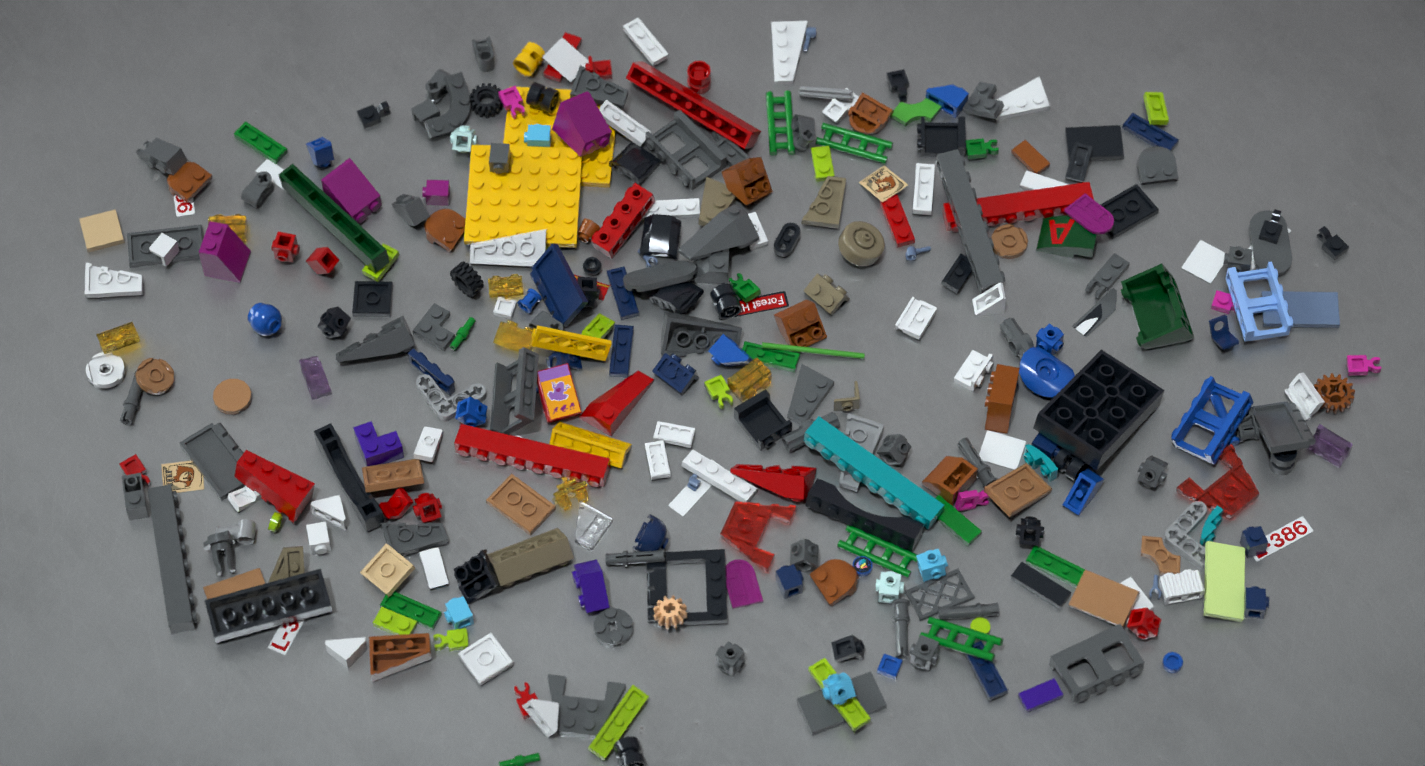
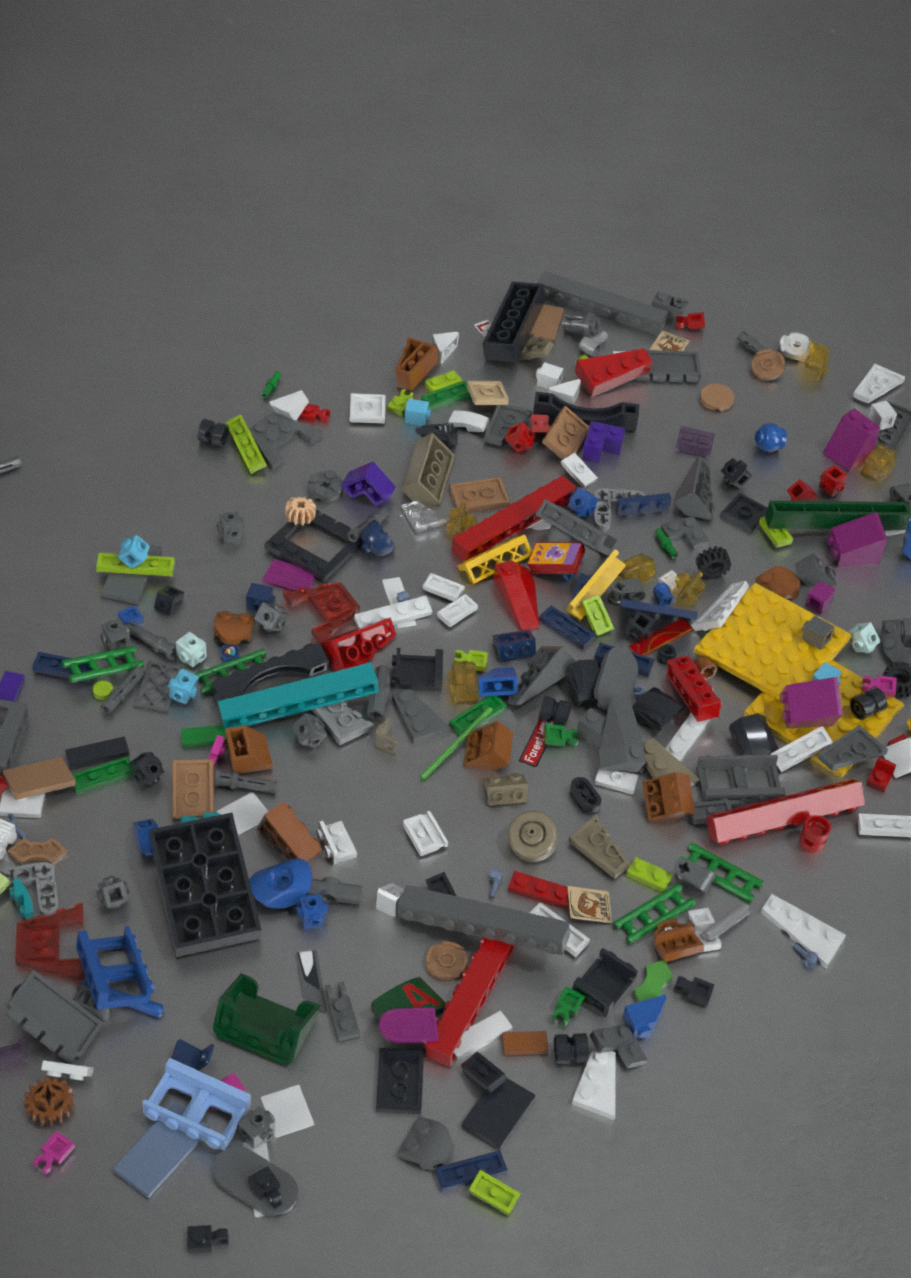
camera: 120 degrees right, 10 degrees down
(1014, 124) = (571, 1048): none -> black wheel

